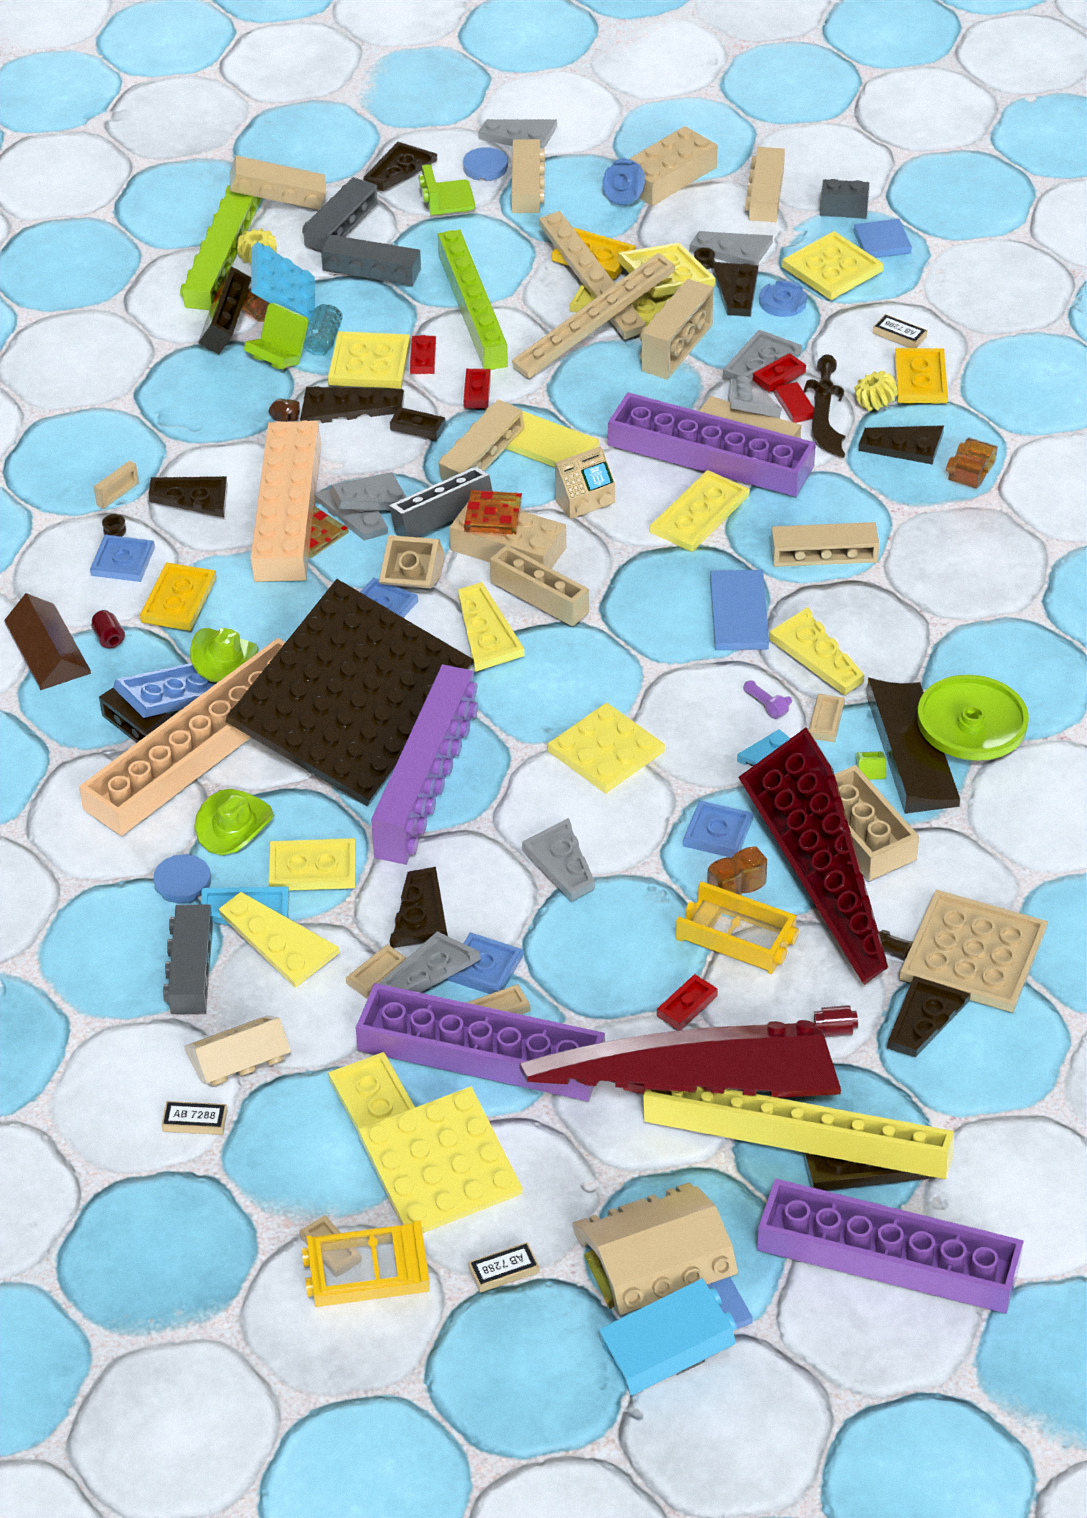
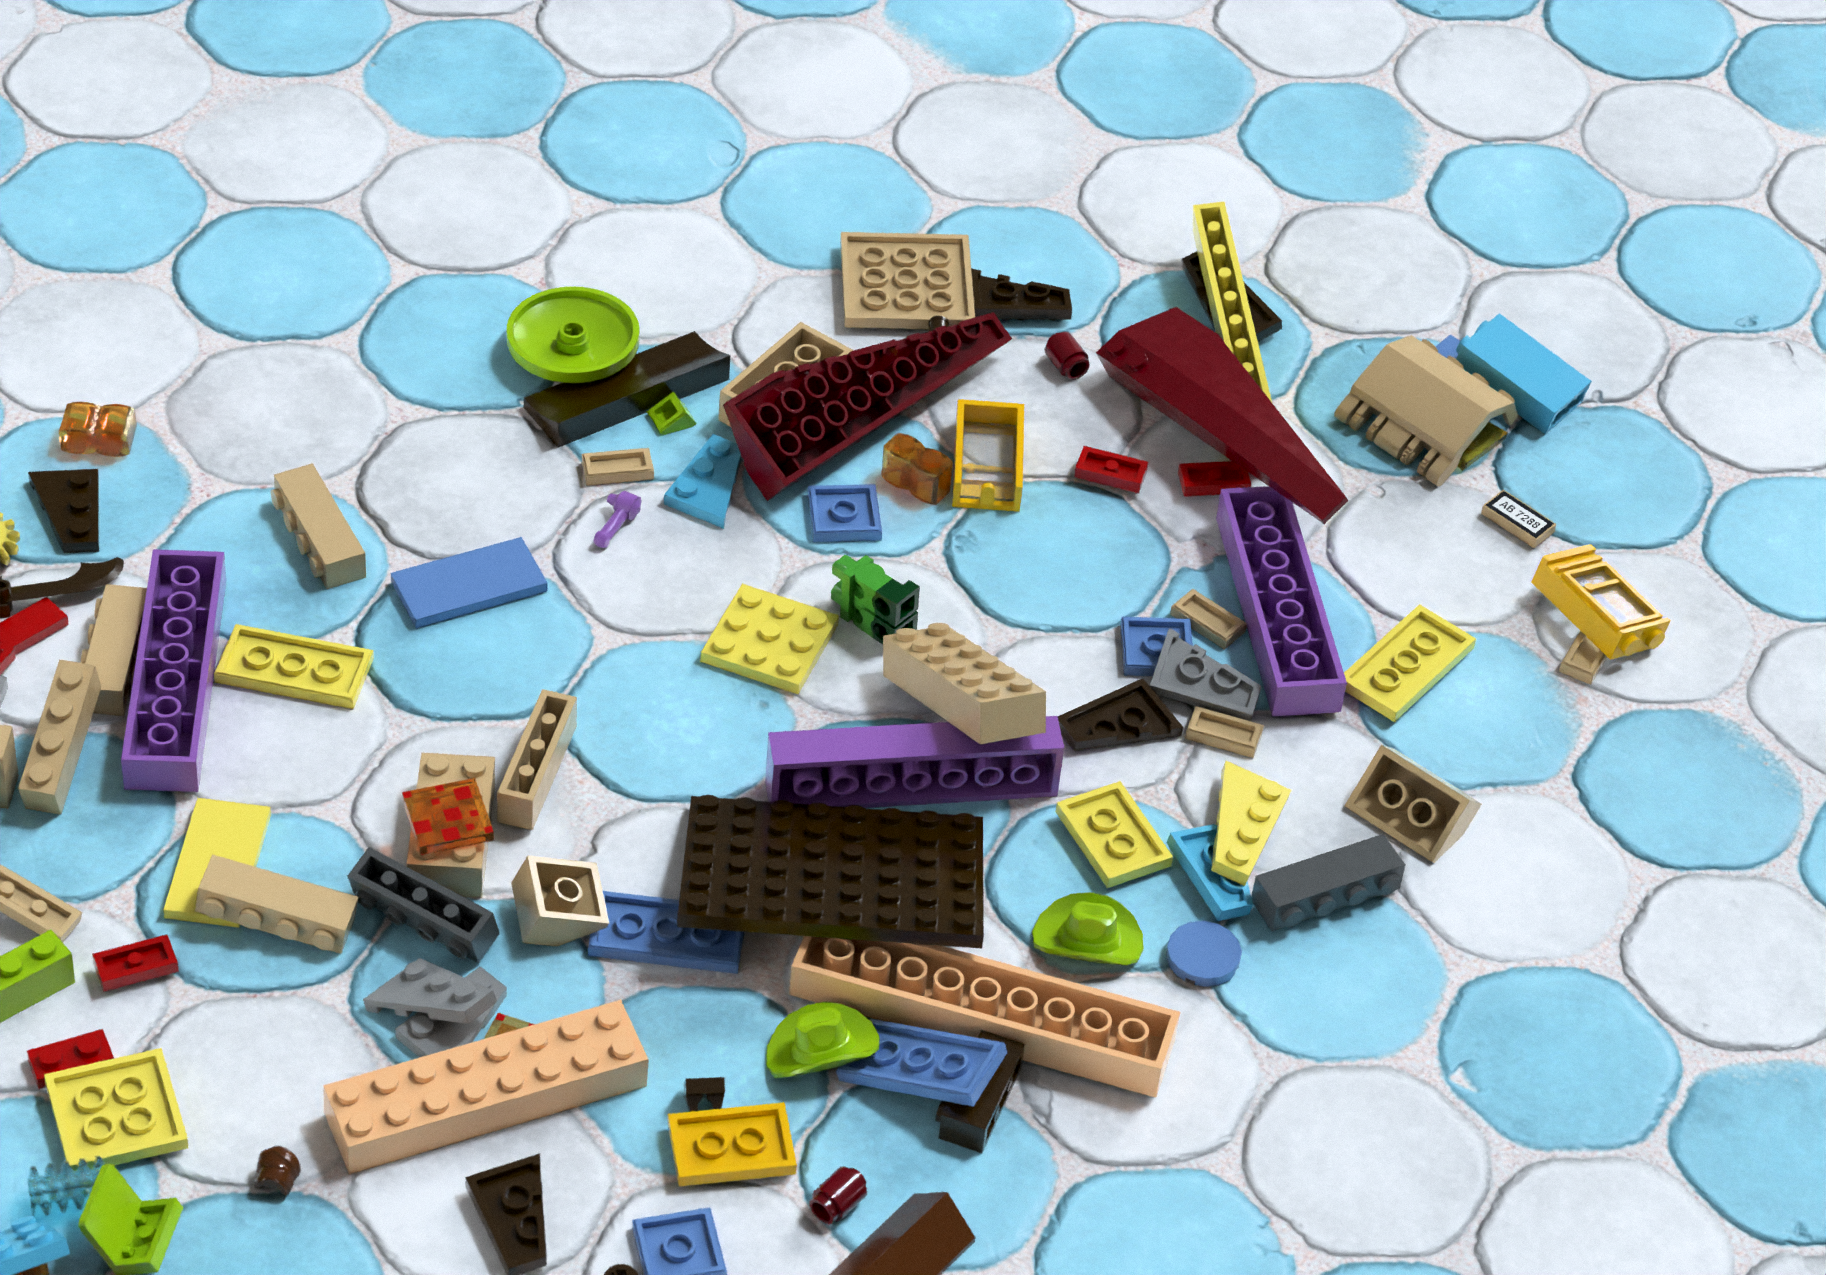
camera: 120 degrees left, 0 degrees up
(194, 1118) = (1518, 814): tile -> none
(224, 594) = (700, 1088): none -> dark brown tile
(334, 402) = (223, 1109): dark brown wing -> none
(417, 423) = (243, 1005): dark brown plate -> none
(440, 1161) = (1443, 590): light yellow plate -> none
(463, 786) = (964, 683): none -> tan brick
(486, 628) = (629, 799): light yellow wing -> none
(560, 858) = (981, 612): light grey wing -> none
(584, 483) = (317, 773): tan slope -> none
(598, 794) = (873, 598): none -> hips
(668, 378) = (60, 737): none -> tan brick
(751, 398) = (76, 640): light grey wing -> none
(812, 647) = (513, 495): light yellow wing -> none
(890, 1245) = (1319, 257): medium lavender brick -> none

